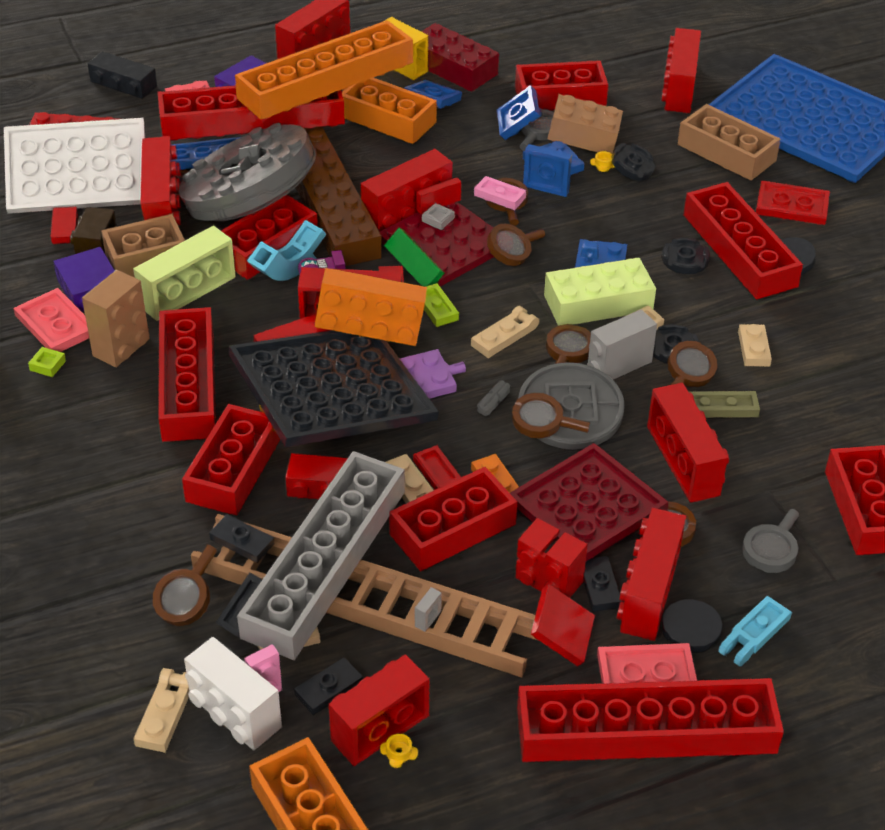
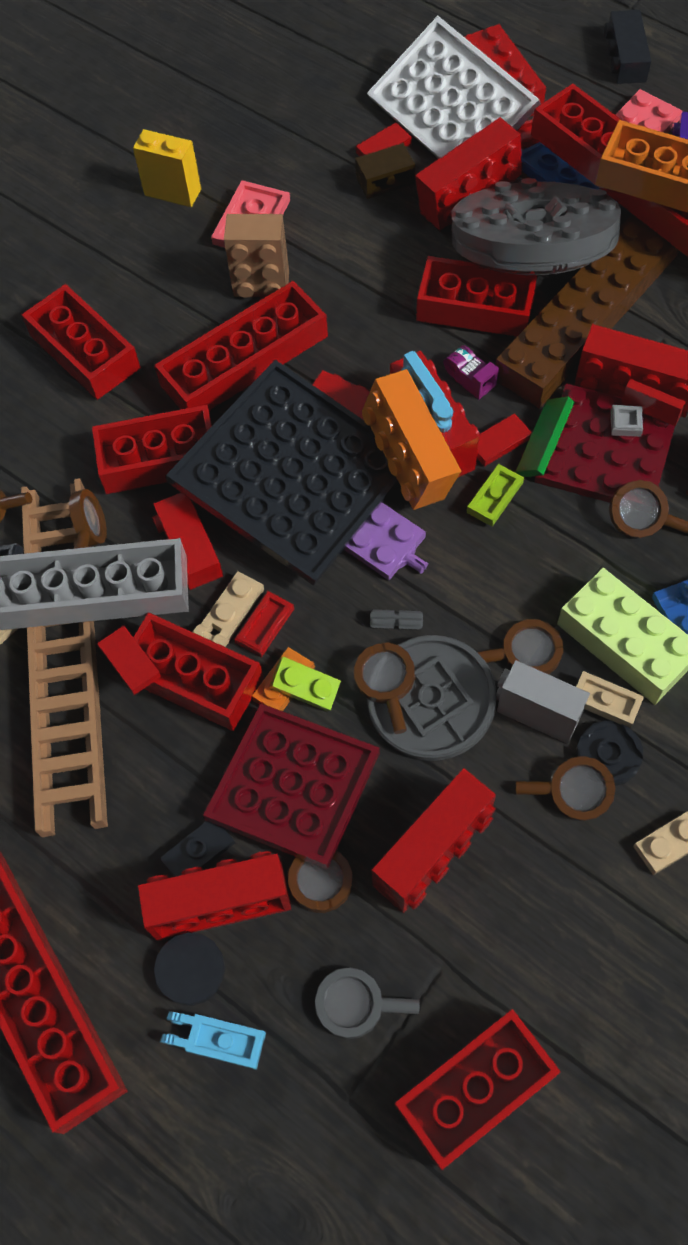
camera: 65 degrees right, 20 degrees up
(47, 361) = (197, 245): lime plate -> none
(75, 463) = (81, 341): none -> red brick
(82, 273) = (318, 206): dark purple brick -> none
(140, 241) = (385, 218): medium nougat brick -> none
(186, 271) = (368, 266): yellowish green brick -> none
(241, 538) = (54, 514): black plate -> none
(266, 518) = (87, 519): none -> reddish brown piece
(283, 263) = (447, 331): medium azure arch -> none
(348, 265) = (429, 390): none -> medium azure hinge
(426, 534) = (129, 660): none -> red tile
(428, 609) = (42, 712): light grey tile -> none
(504, 332) = (504, 578): tan plate -> none
(512, 462) = (305, 684): none -> lime plate
(560, 567) = (176, 789): red piece -> none
(562, 625) = (108, 842): red tile -> none
(646, 663) = (97, 955): coral plate -> none
(727, 403) = (536, 847): olive plate -> none

